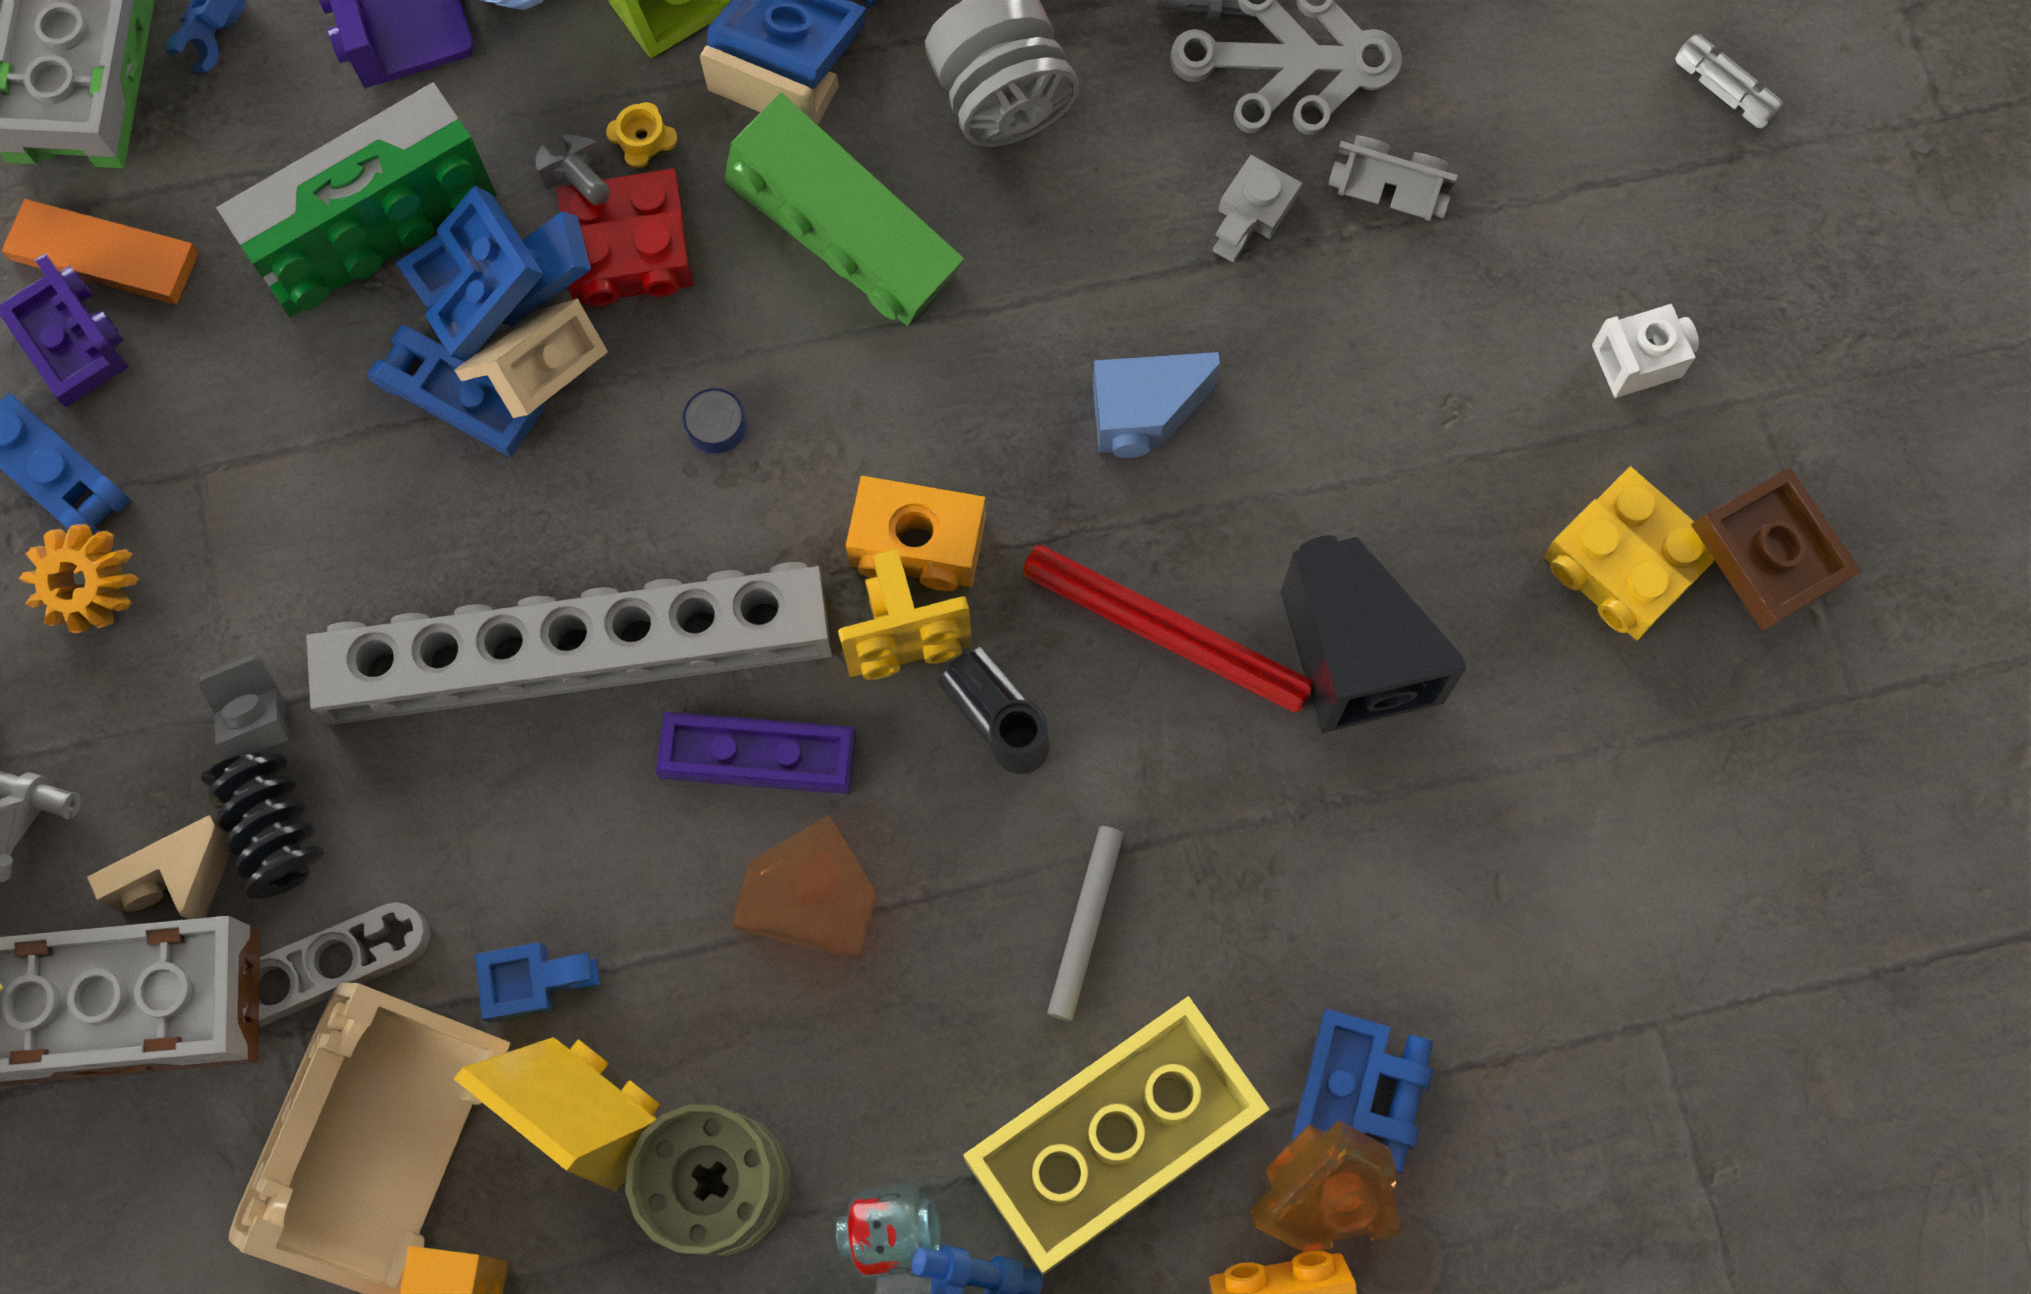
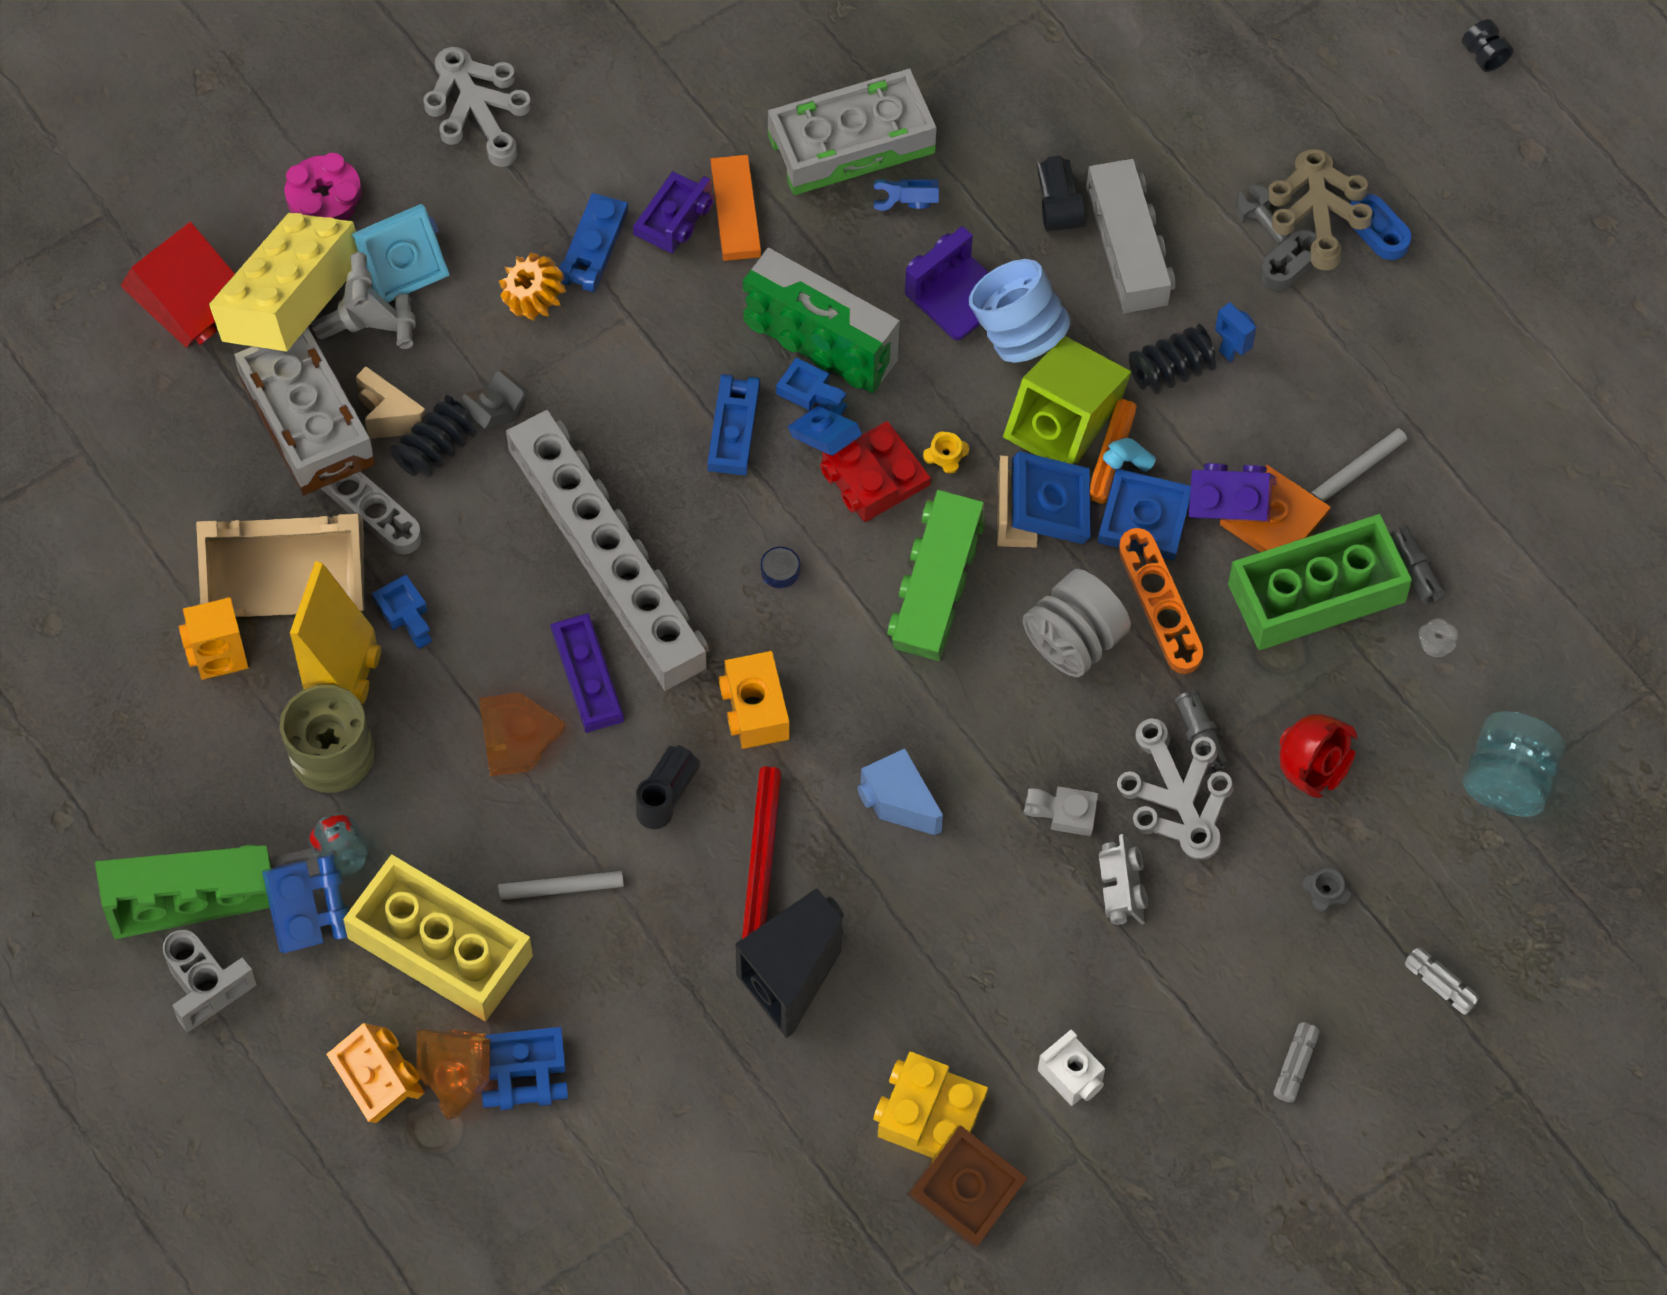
camera: 65 degrees right, 10 degrees down
(492, 279) = (804, 406): blue plate -> none
(537, 356) = (769, 454): tan panel -> none
(576, 168) = (900, 423): dark grey bar -> none
(898, 629) = (690, 707): yellow bracket -> none

